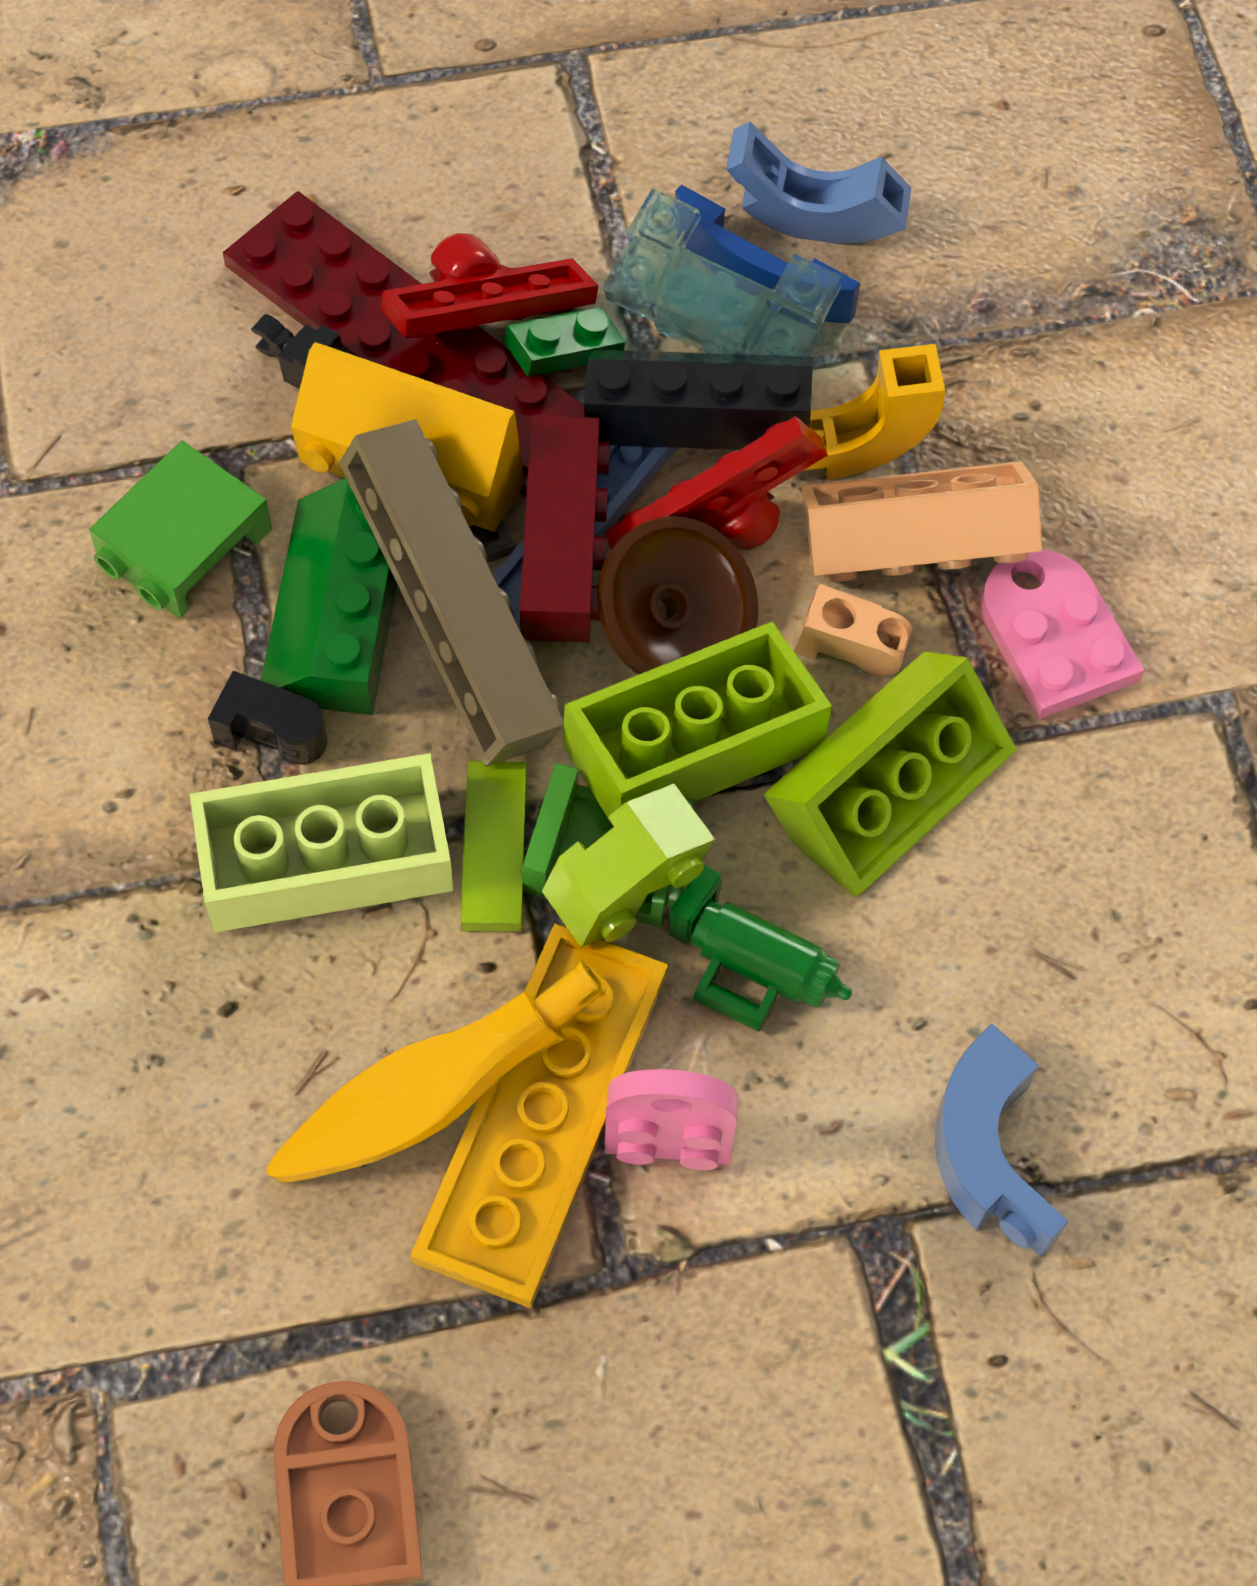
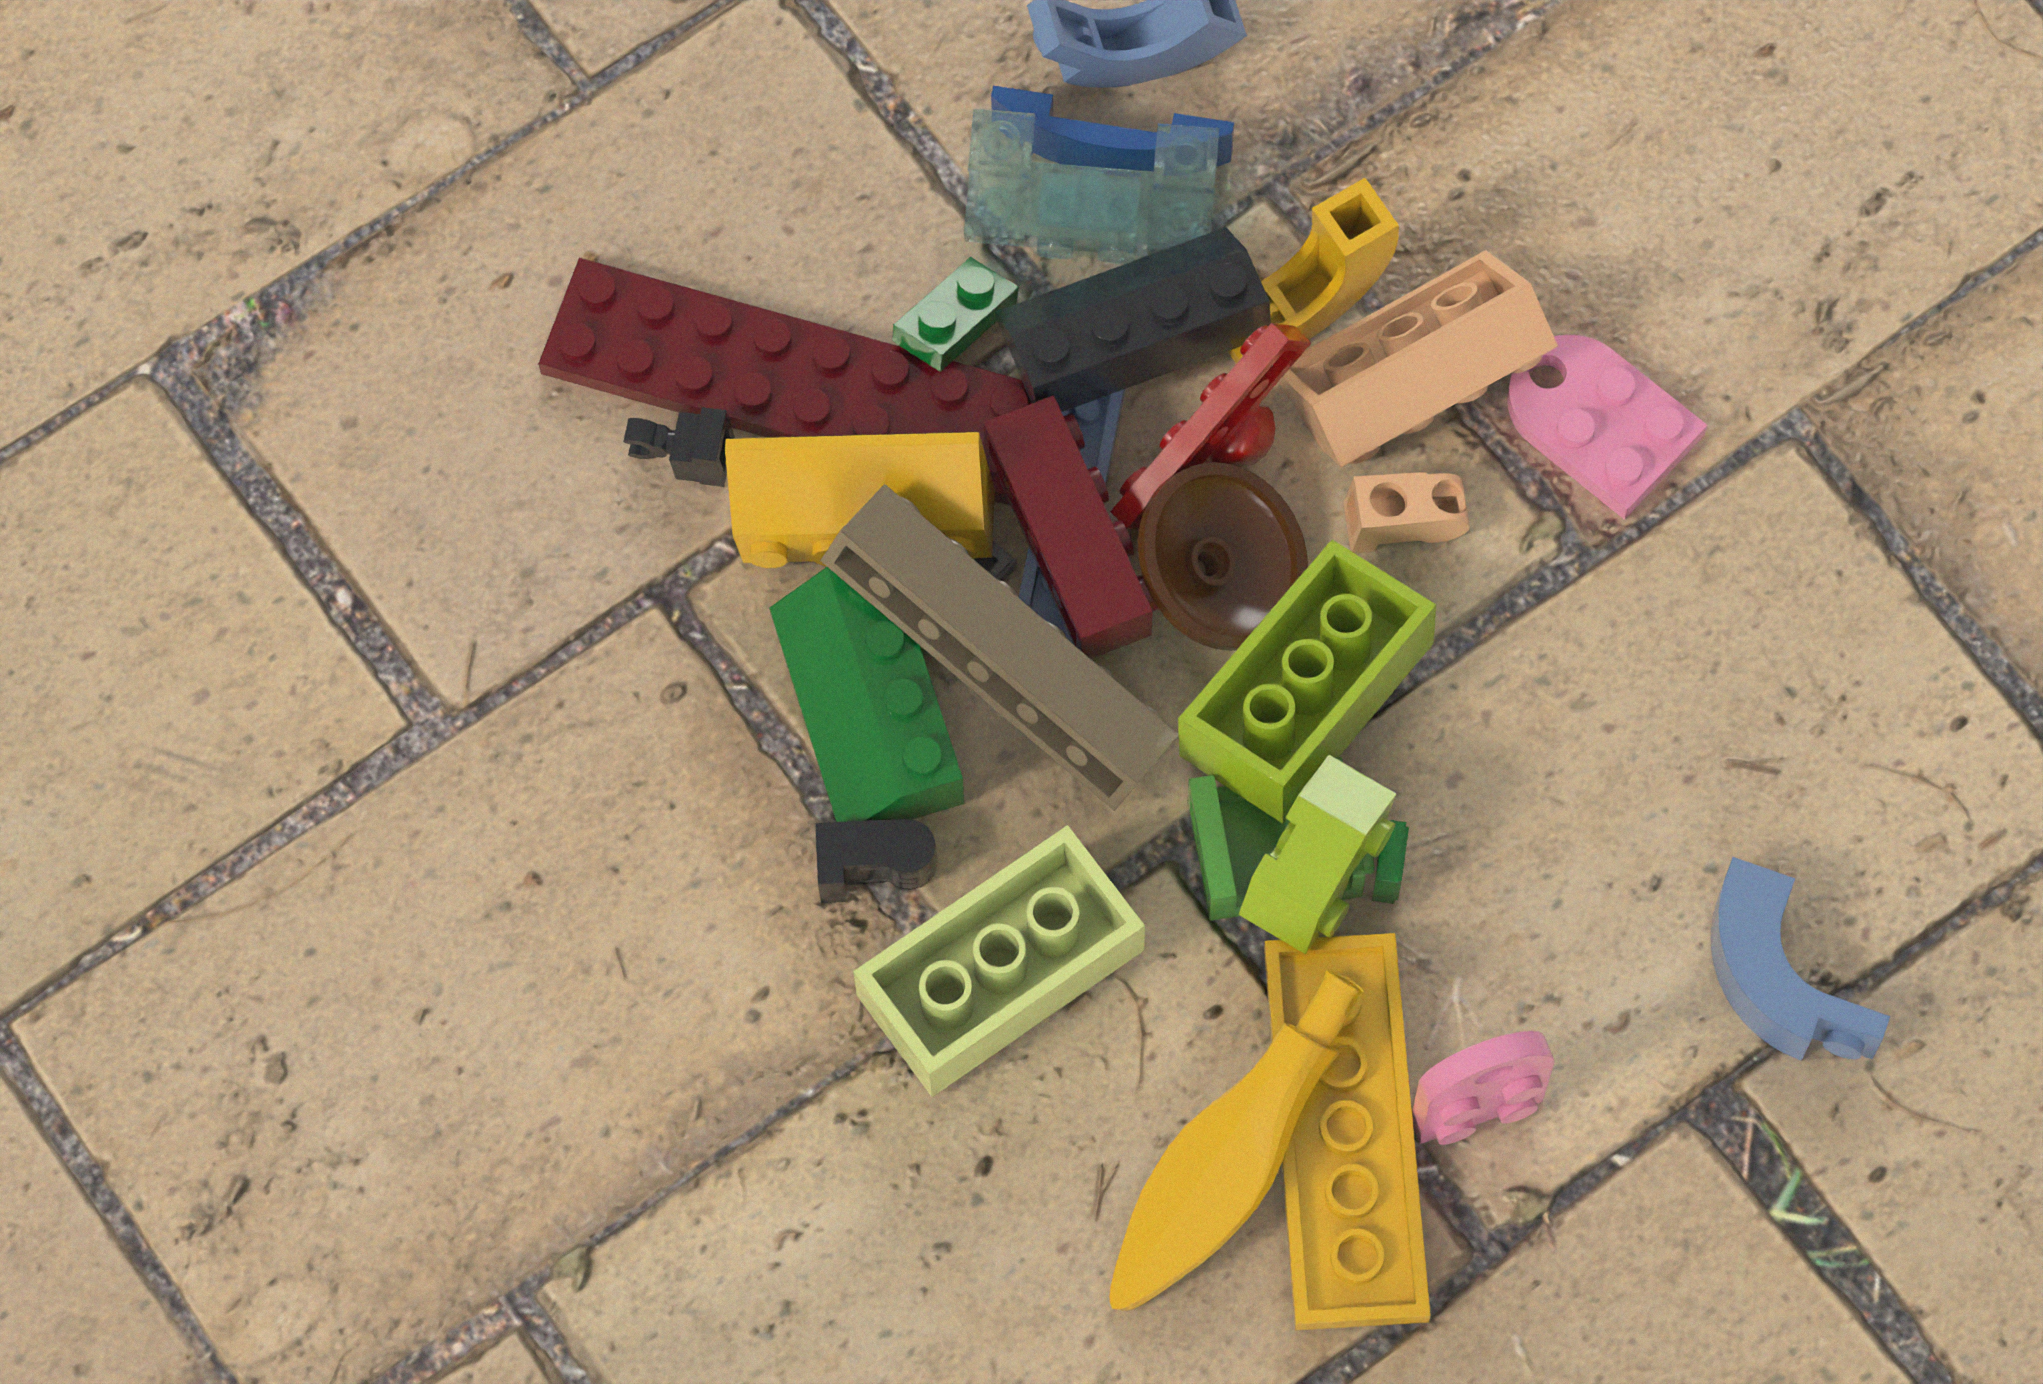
camera: 20 degrees left, 5 degrees up
(177, 527) = (668, 694): bright green panel -> none
(479, 290) = (847, 296): red plate -> none
(493, 847) = (1160, 887): lime tile -> none
(765, 956) = (1482, 883): green piece -> none
(892, 770) = (1512, 638): lime slope -> none

